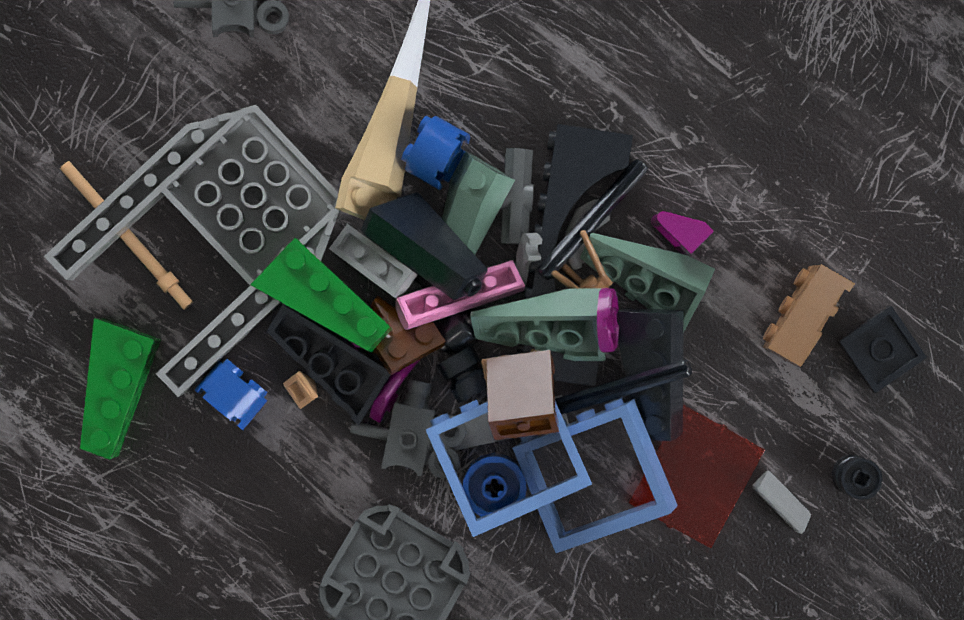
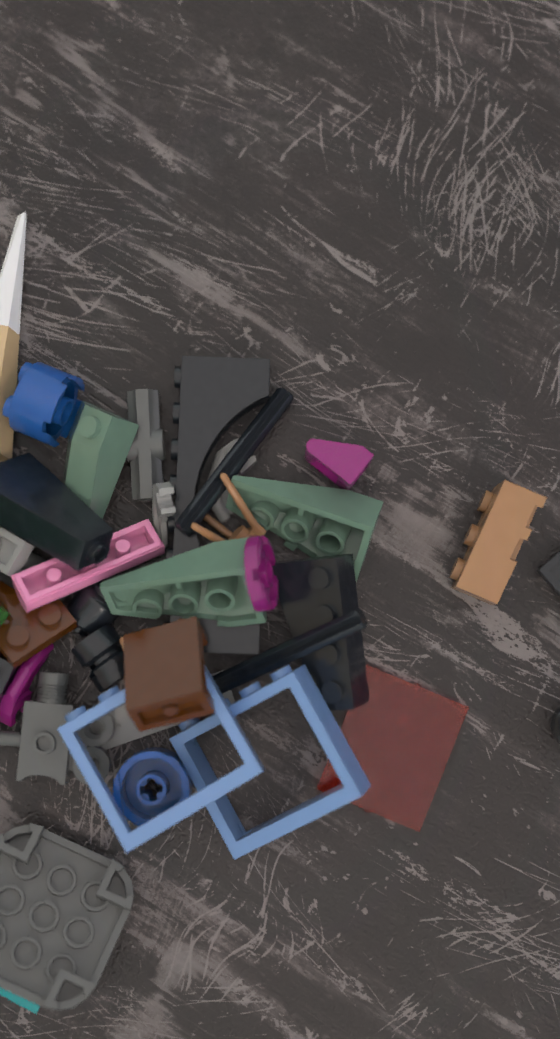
camera: 10 degrees left, 5 degrees down
(782, 501) = (497, 766): light grey slope -> none

